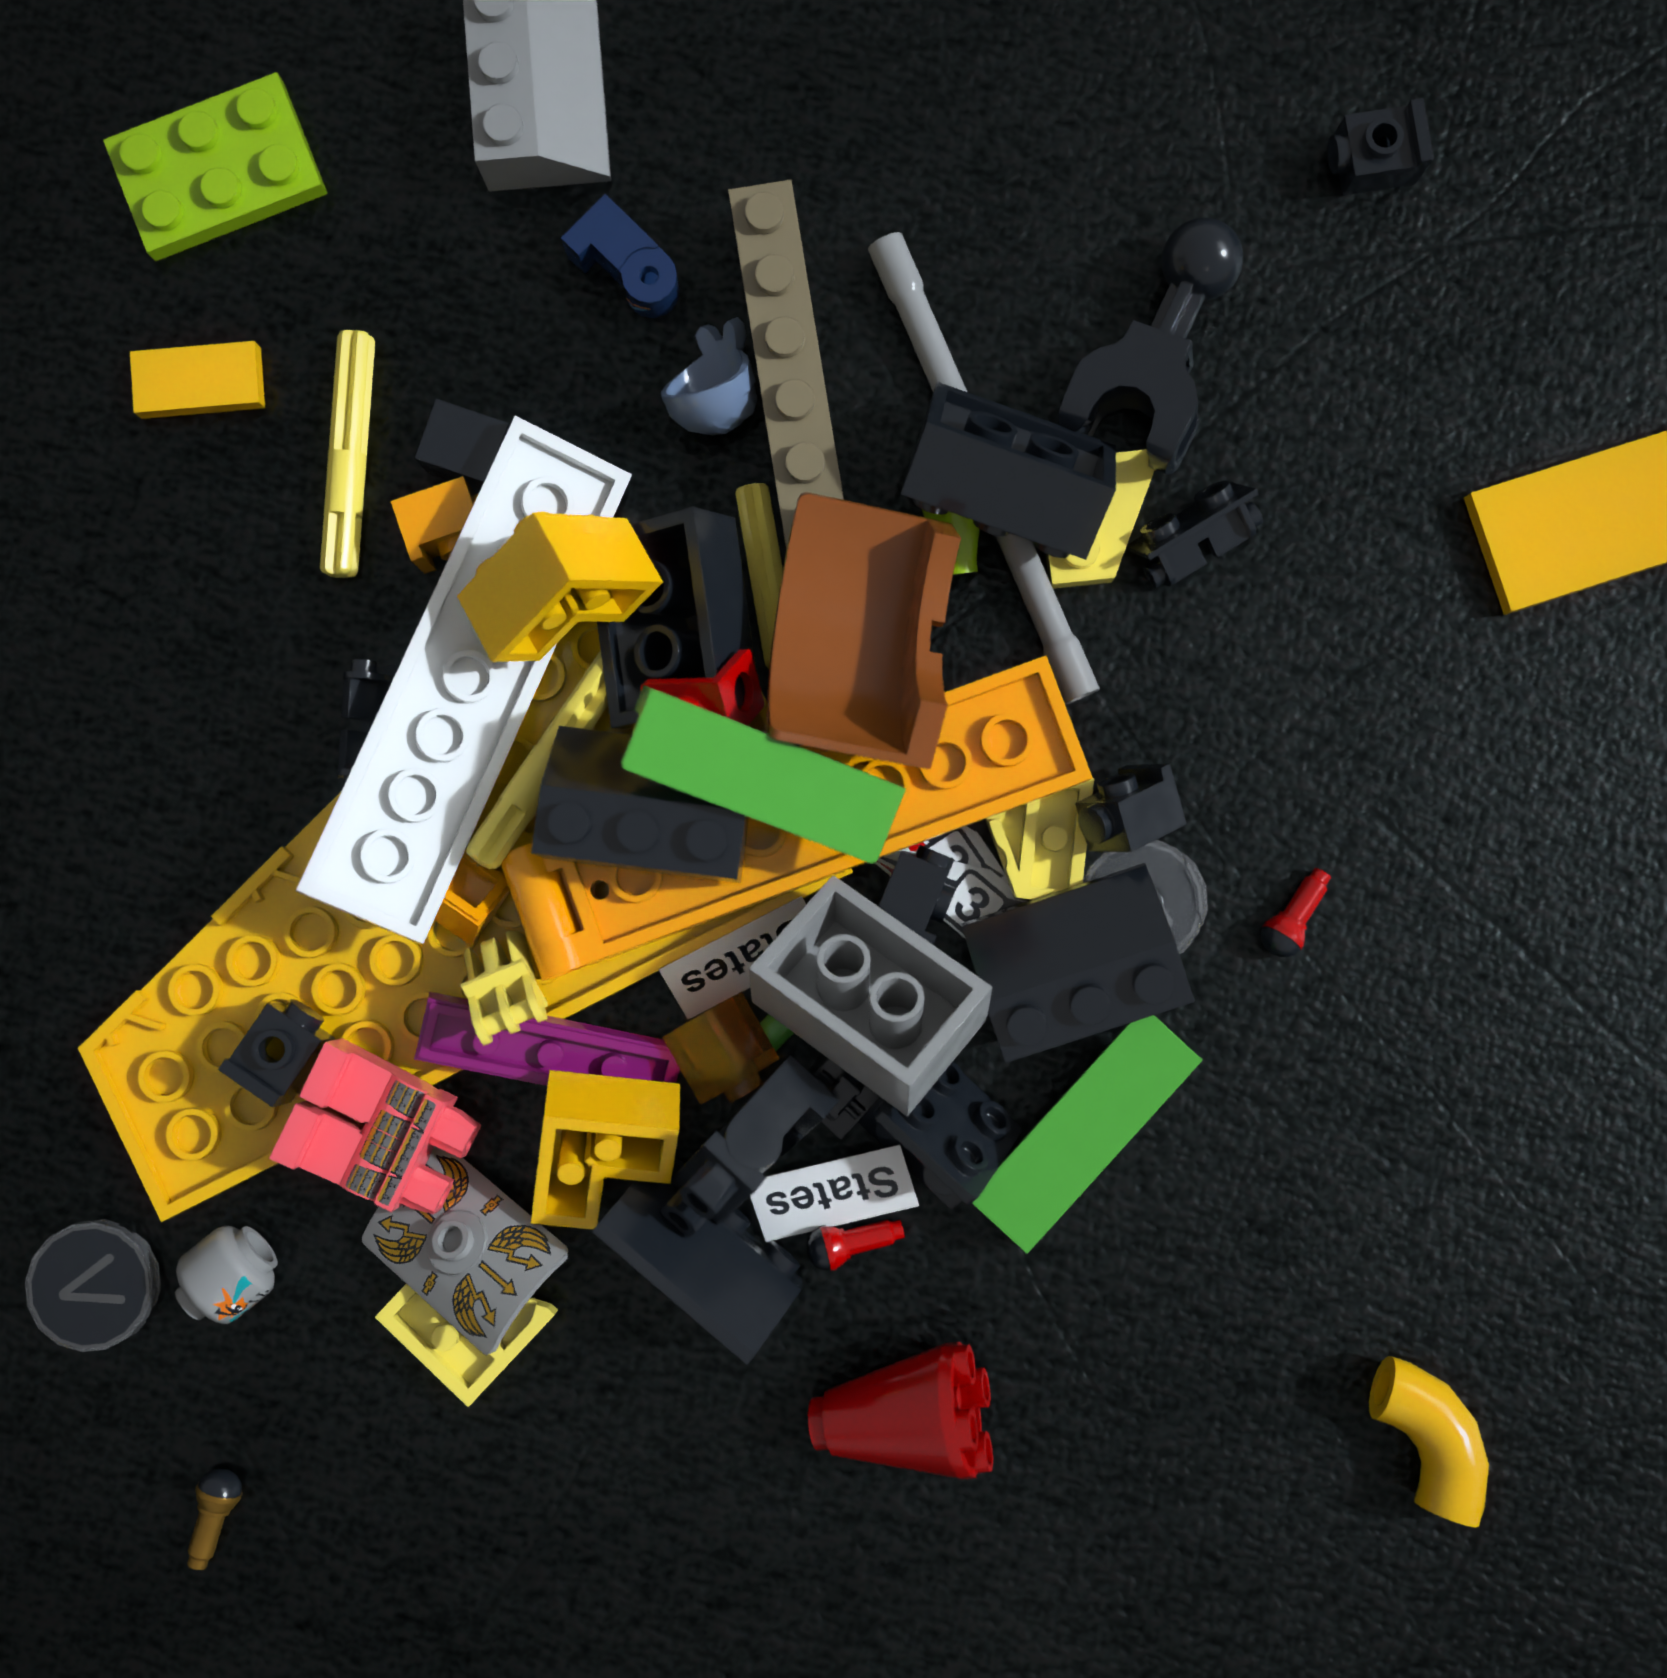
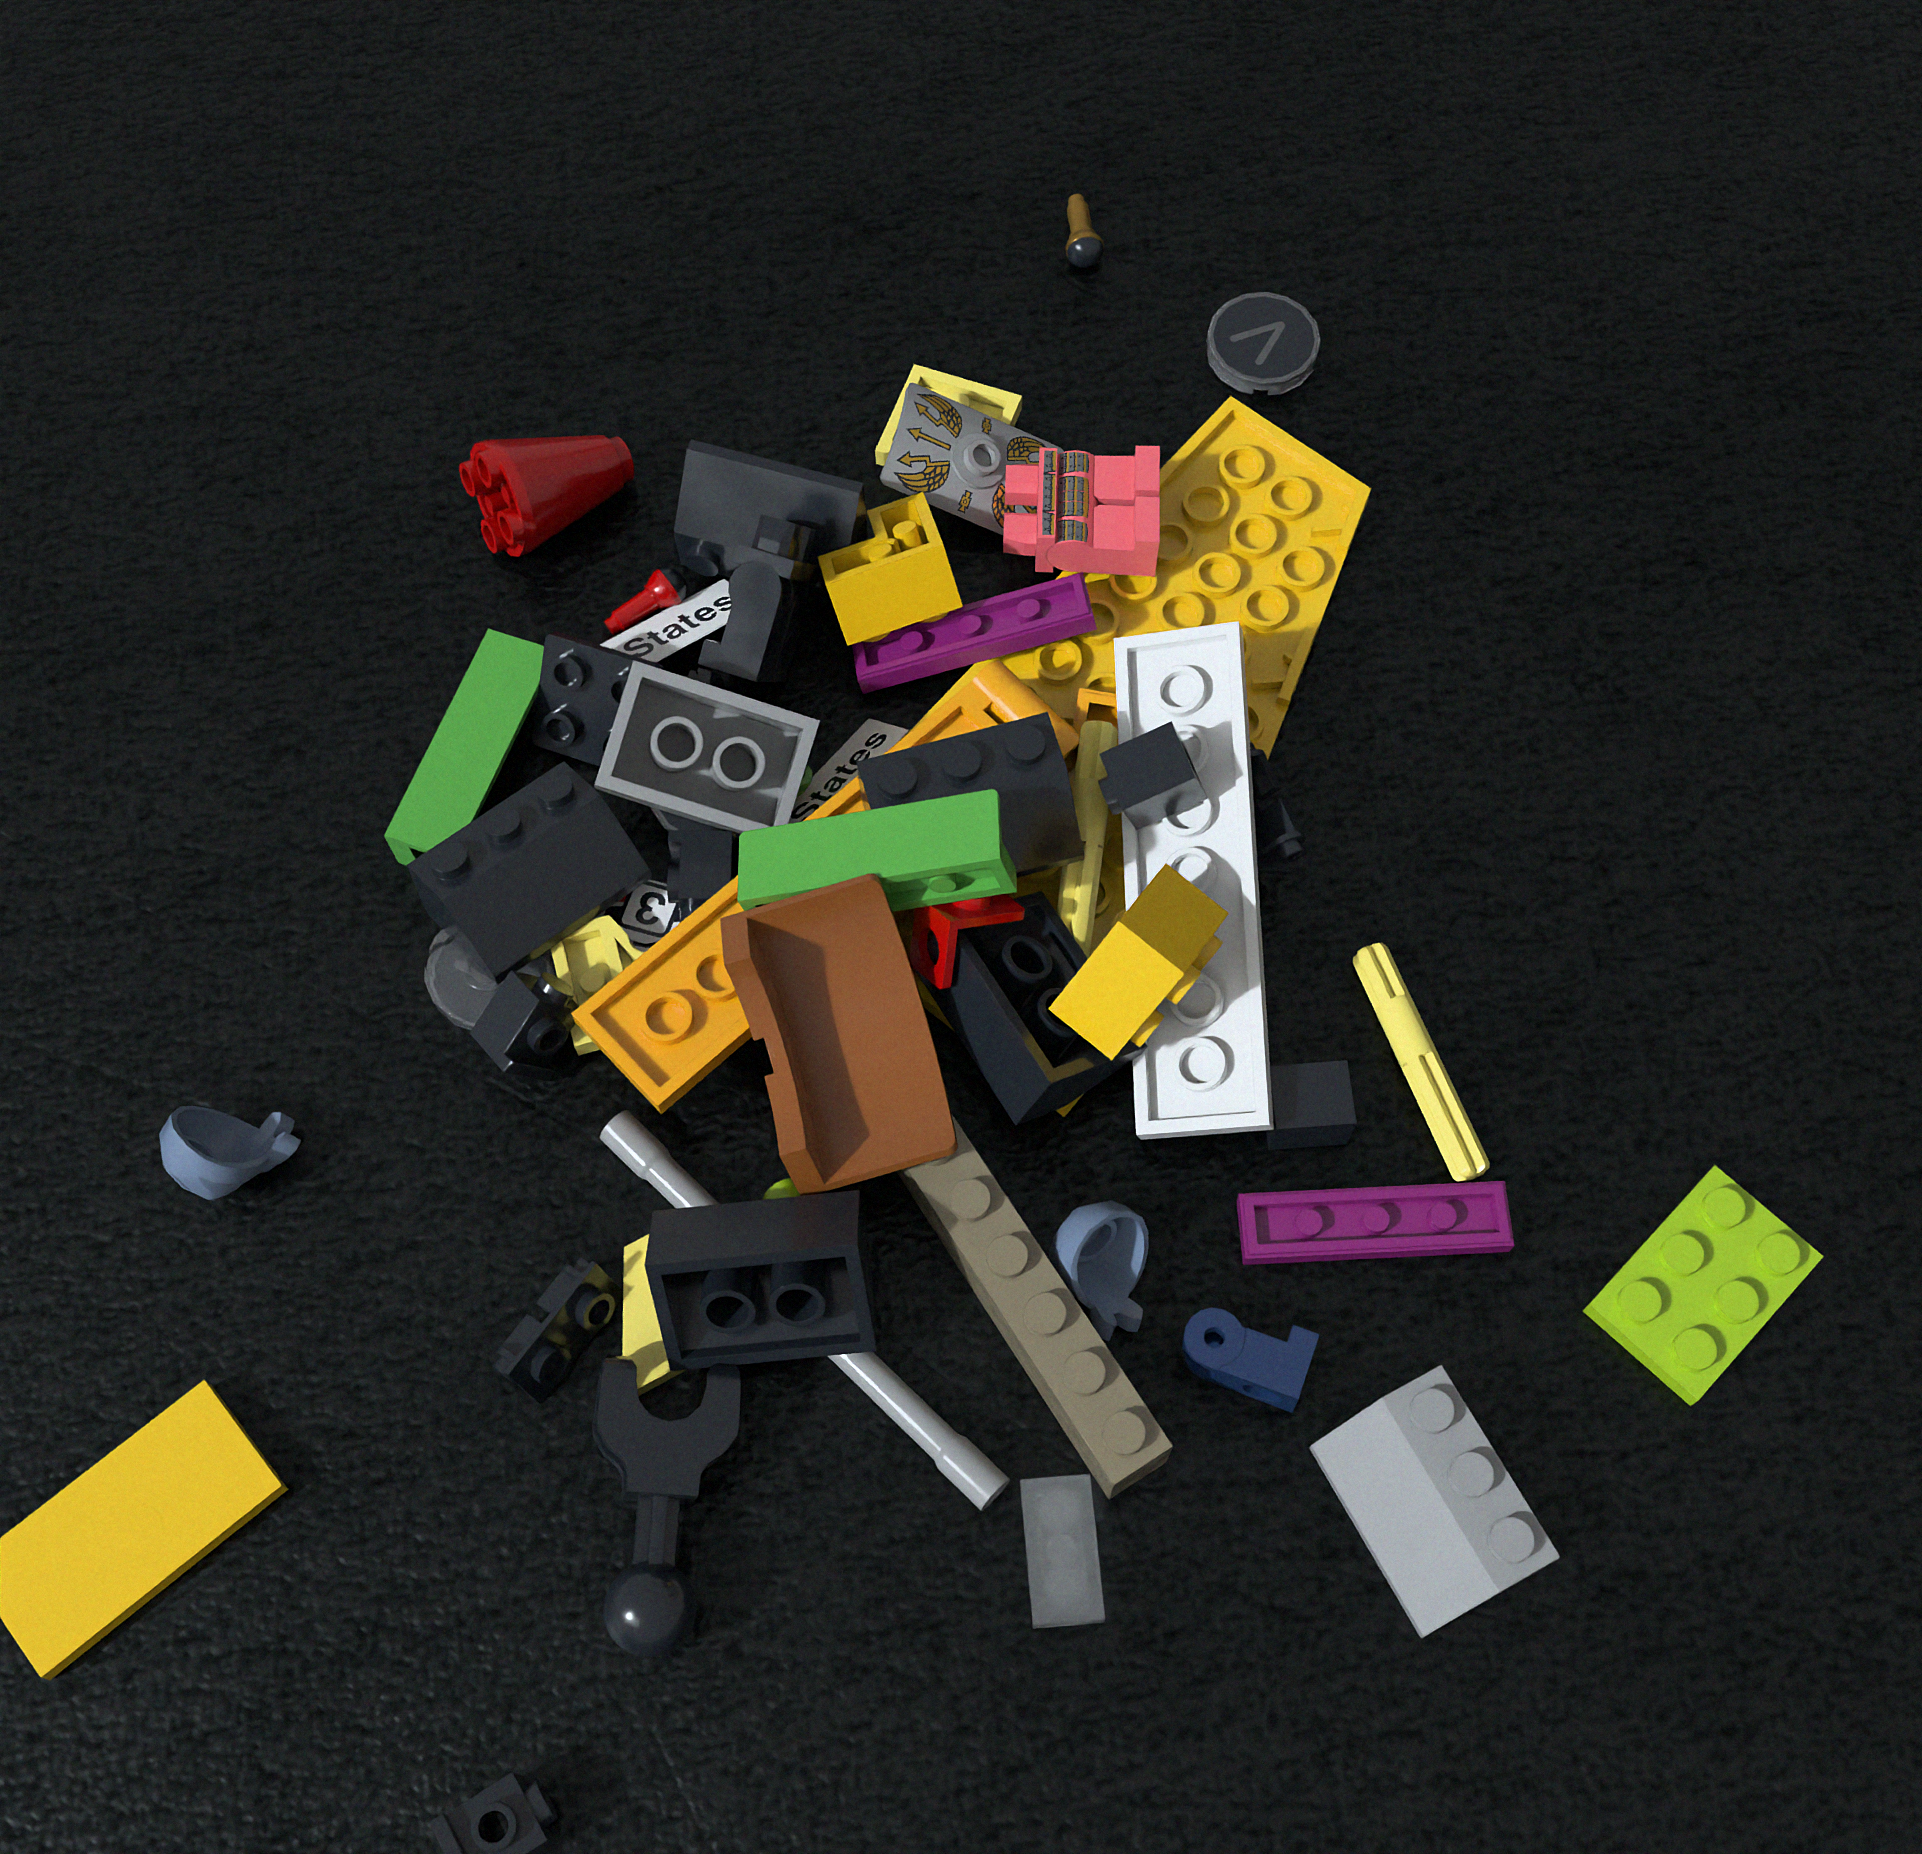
camera: 155 degrees right, 20 degrees down
(197, 379) = (1598, 1071): yellow tile -> none
(225, 1274) = (1158, 382): light grey head -> none
(262, 1075) = (1199, 534): black brick -> none
(433, 520) = (1302, 1021): light orange brick -> none
(461, 766) = (1150, 777): none -> black brick
(462, 333) = (1374, 1222): none -> magenta tile
(504, 991) = (1034, 644): light yellow arm -> none
(722, 1050) = (825, 687): clear orange brick -> none
(762, 557) = (982, 1128): light yellow axle -> none
(850, 179) = (1061, 1551): none -> clear plate
(1285, 932) = (342, 994): red piece -> none
(1441, 812) = (218, 1152): none -> sand blue piece
(1443, 1431) = (75, 645): yellow cylinder -> none

